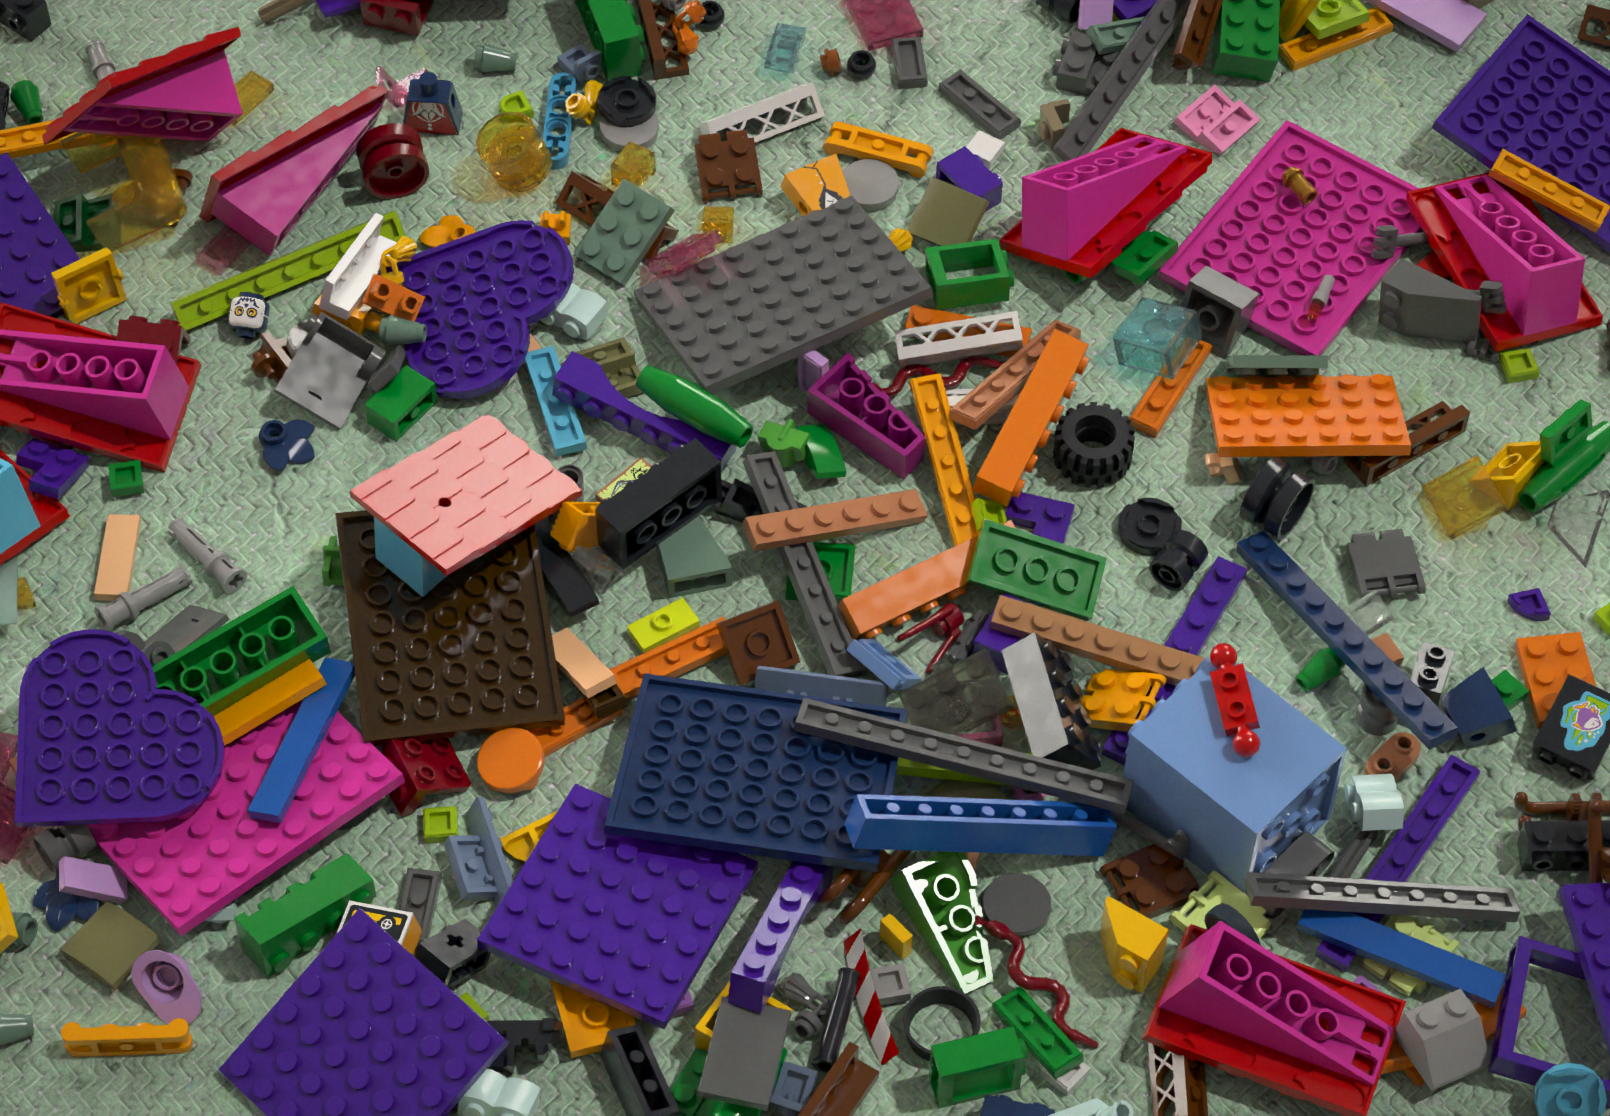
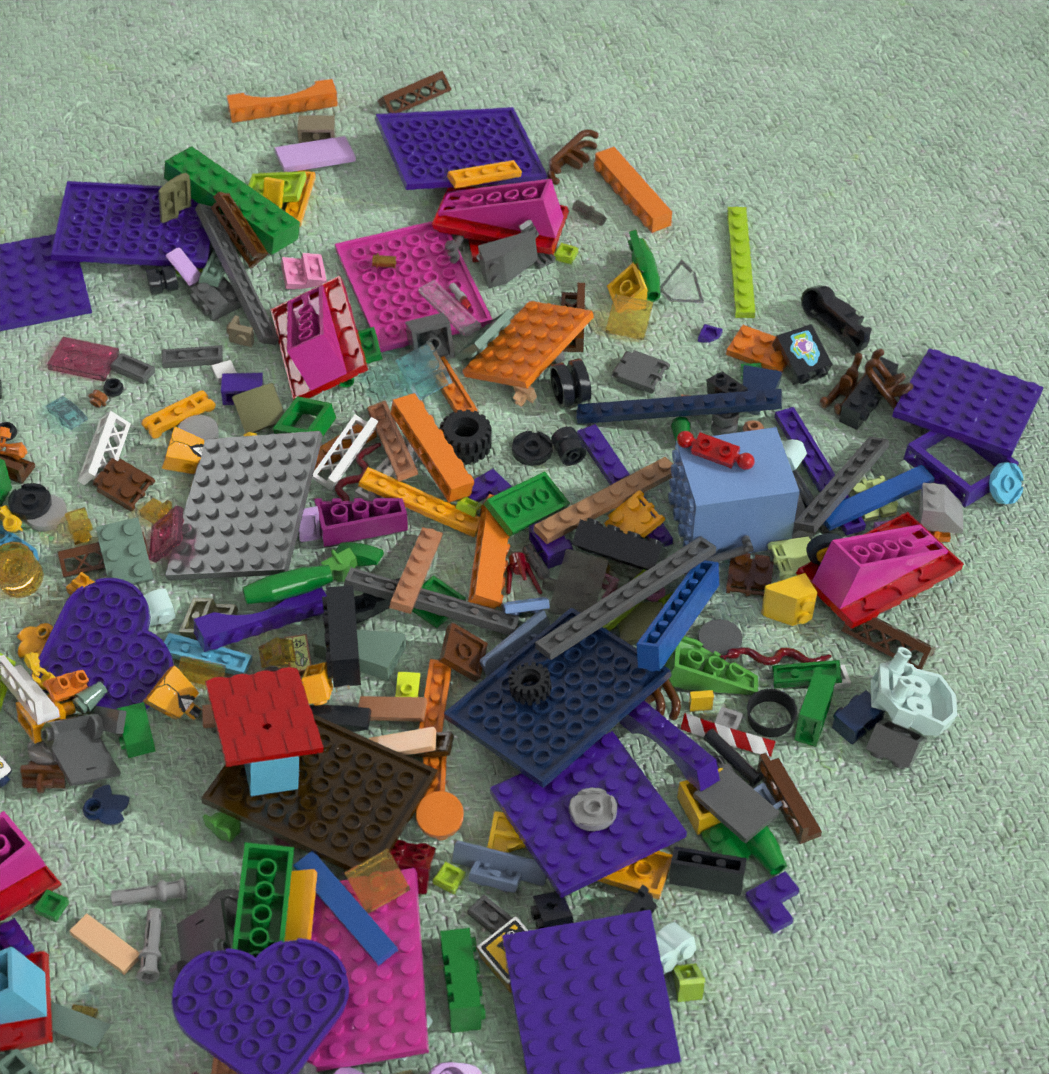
camera: 55 degrees left, 5 degrees down
(354, 747) = (377, 881): none -> clear yellow tile
(463, 399) = (174, 695): none -> light orange torso
(526, 410) = (200, 670): none -> clear yellow tile
(605, 463) = (277, 652): none -> clear yellow brick
(615, 903) = (593, 809): none -> light grey tile
(622, 624) = (395, 708): none -> nougat tile
(741, 744) = (530, 693): none -> black tyre
(1289, 300) = (445, 303): none -> clear tile

